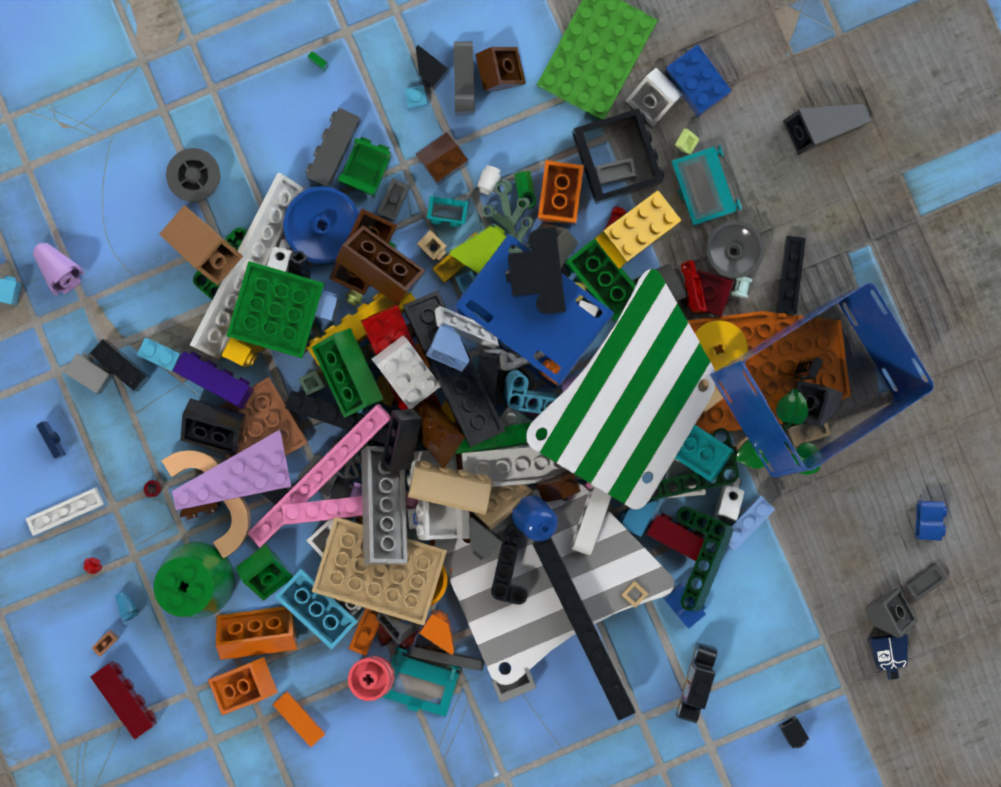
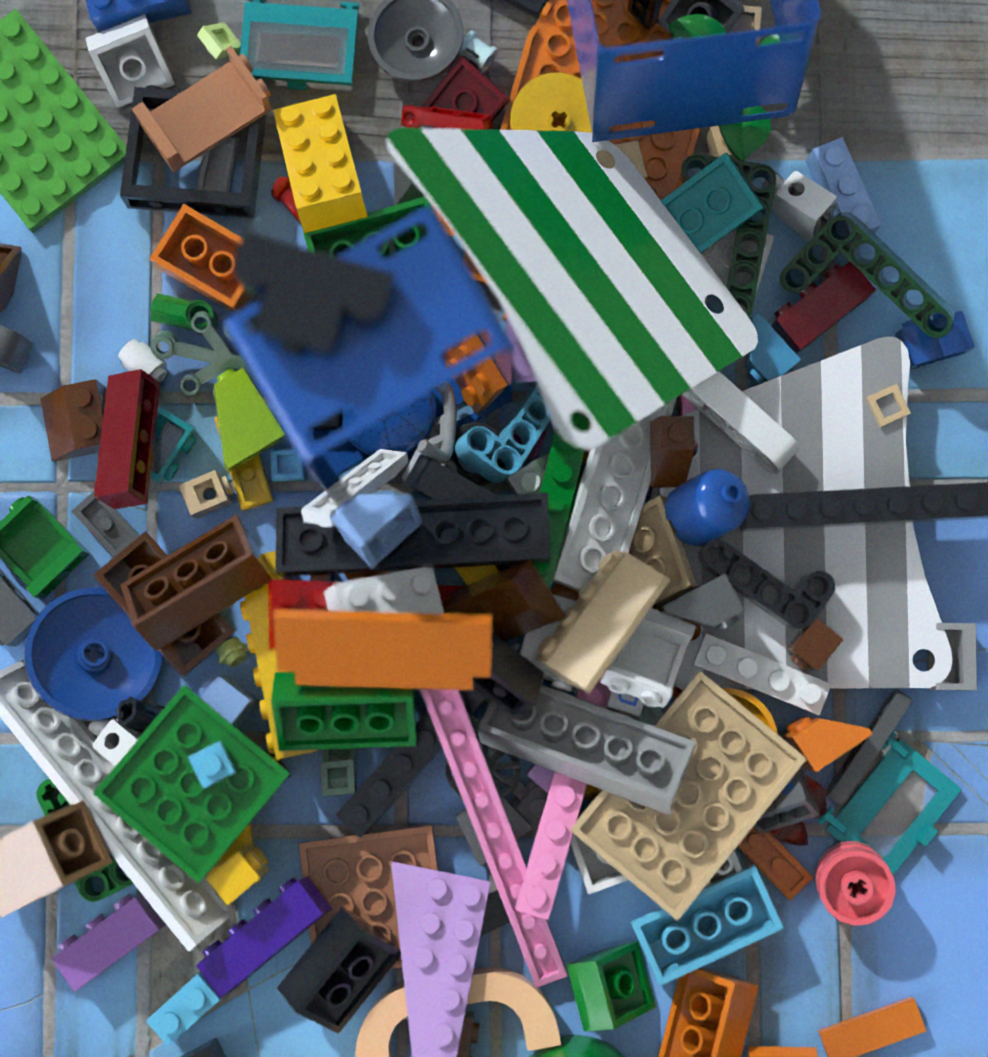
camera: 65 degrees left, 5 degrees down
(176, 298) = (107, 940): none -> medium lavender brick
(289, 316) = (212, 764): none -> medium azure plate
(384, 381) = (383, 648): none -> orange slope
(442, 193) = (127, 439): none -> dark red brick
(460, 584) = (762, 674): none -> white plate
(485, 605) = (813, 646): none -> reddish brown brick
(640, 154) = (206, 112): none -> nougat panel

